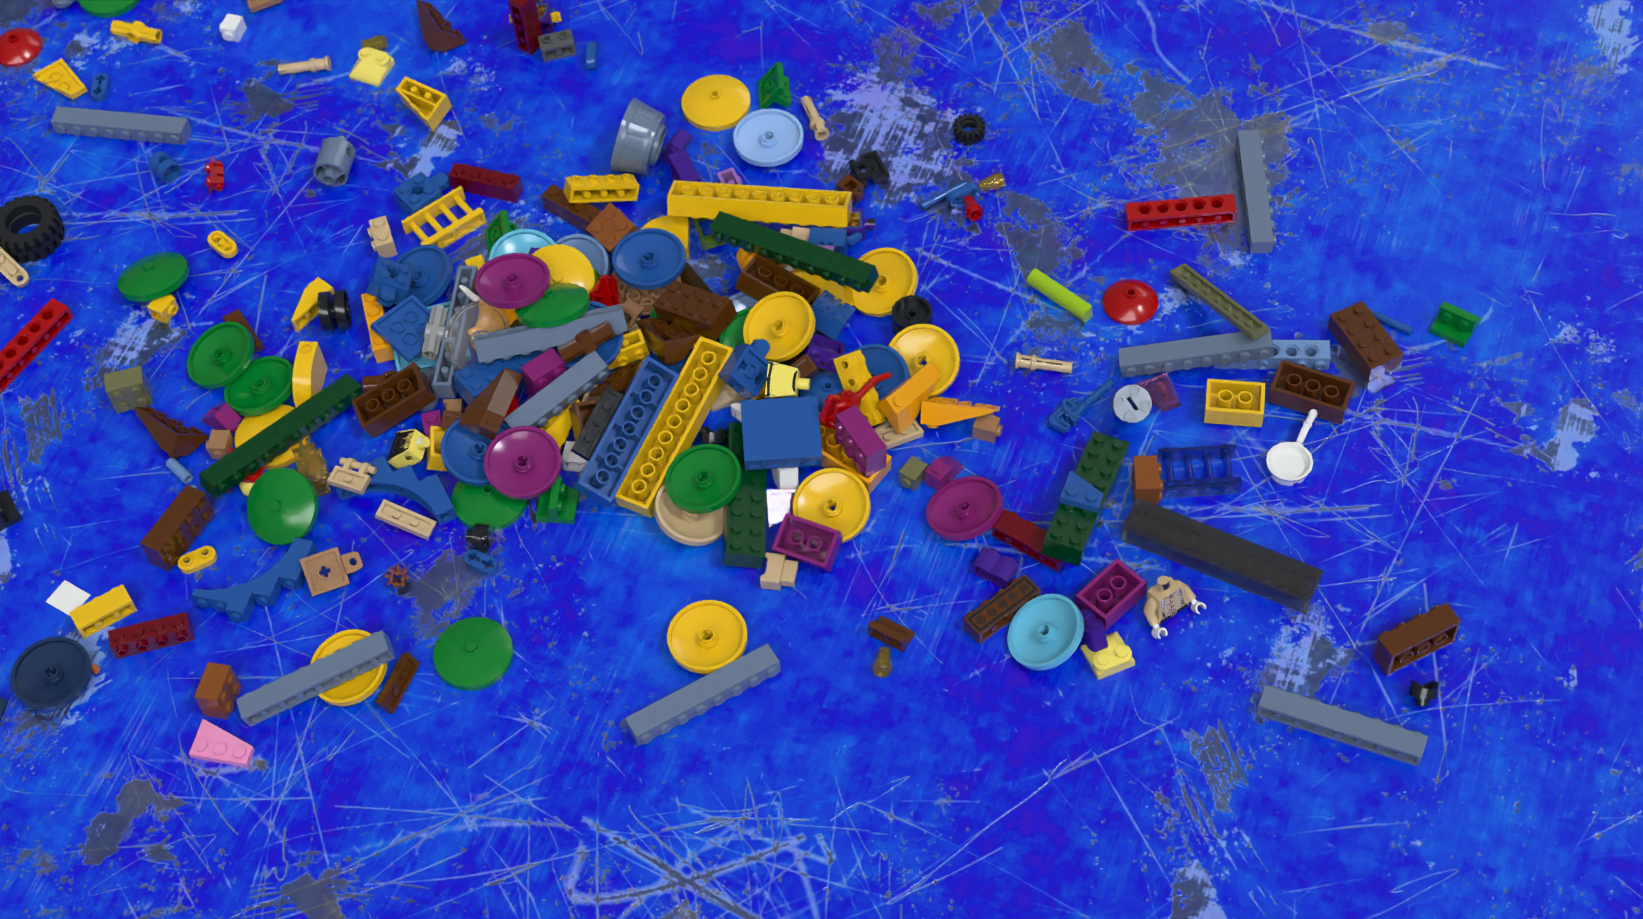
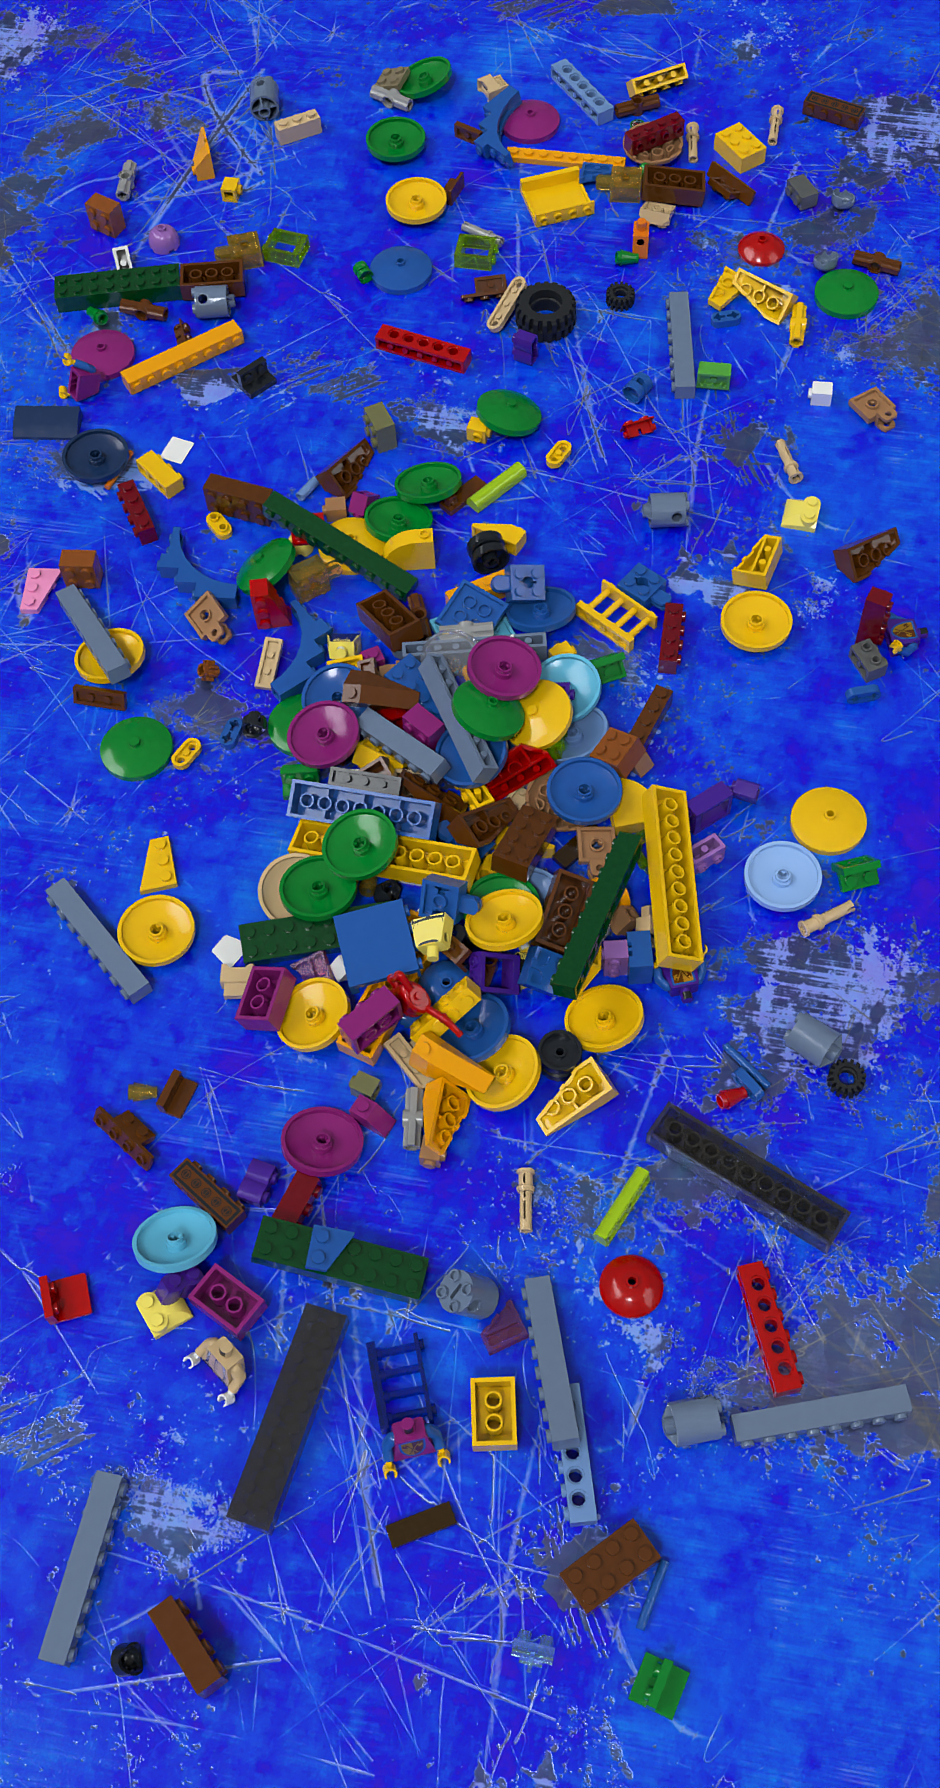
camera: 80 degrees right, 5 degrees up
(34, 173) = (620, 302): none -> black tyre
(71, 250) = (525, 347): none -> dark purple brick
(92, 47) = (766, 297): none -> yellow wedge
(174, 103) = (714, 375): none -> bright green bracket
(243, 301) = (497, 487): none -> lime brick
(336, 509) = (267, 605): none -> red wedge
(350, 480) = (296, 608): tan plate -> none
(377, 42) = (832, 509): clear yellow cone -> none
(382, 236) = (586, 571): tan brick -> none
(489, 115) = (756, 621): none -> yellow dish
(497, 604) = (185, 753): none -> yellow plate
(586, 341) = (450, 749): reddish brown piece -> none
(601, 188) = (674, 734): yellow brick -> none
(627, 637) = (159, 867): none -> yellow wing
(631, 312) = (514, 788): medium nougat brick -> none
(638, 139) = (738, 748): sand blue piece -> none
(671, 430) = (360, 844): none -> green dish
(714, 268) = (589, 855): none -> medium nougat plate
(738, 582) = (228, 950): none -> white sticker
(852, 185) = (730, 963): reddish brown brick -> none
(874, 168) = (767, 989): black plate -> none
(926, 676) = (128, 1134): none -> reddish brown bracket
(933, 140) = (814, 1040): none -> sand blue cylinder
(951, 439) = (413, 1119): none -> light grey piece
(953, 311) = (581, 1094): none -> yellow wedge
(992, 182) = (774, 1116): clear yellow cone -> none
(1048, 205) = (748, 1177): none -> clear smoke brick
(1073, 411) = (469, 1240): blue piece -> none
(1087, 735) = (65, 1298): none -> red bracket
(1146, 479) = (370, 1323): dark orange brick -> none
(1219, 301) = (621, 1379): olive plate -> none
(1252, 467) = (412, 1439): none -> torso
(1253, 266) = (693, 1421): none -> sand blue cylinder
(1290, 460) = (422, 1486): white piece -> none
(1310, 389) = (521, 1504): reddish brown brick -> none
(1322, 472) = (421, 1525): none -> dark brown tile
(1429, 400) = (533, 1653): none -> clear light blue hips

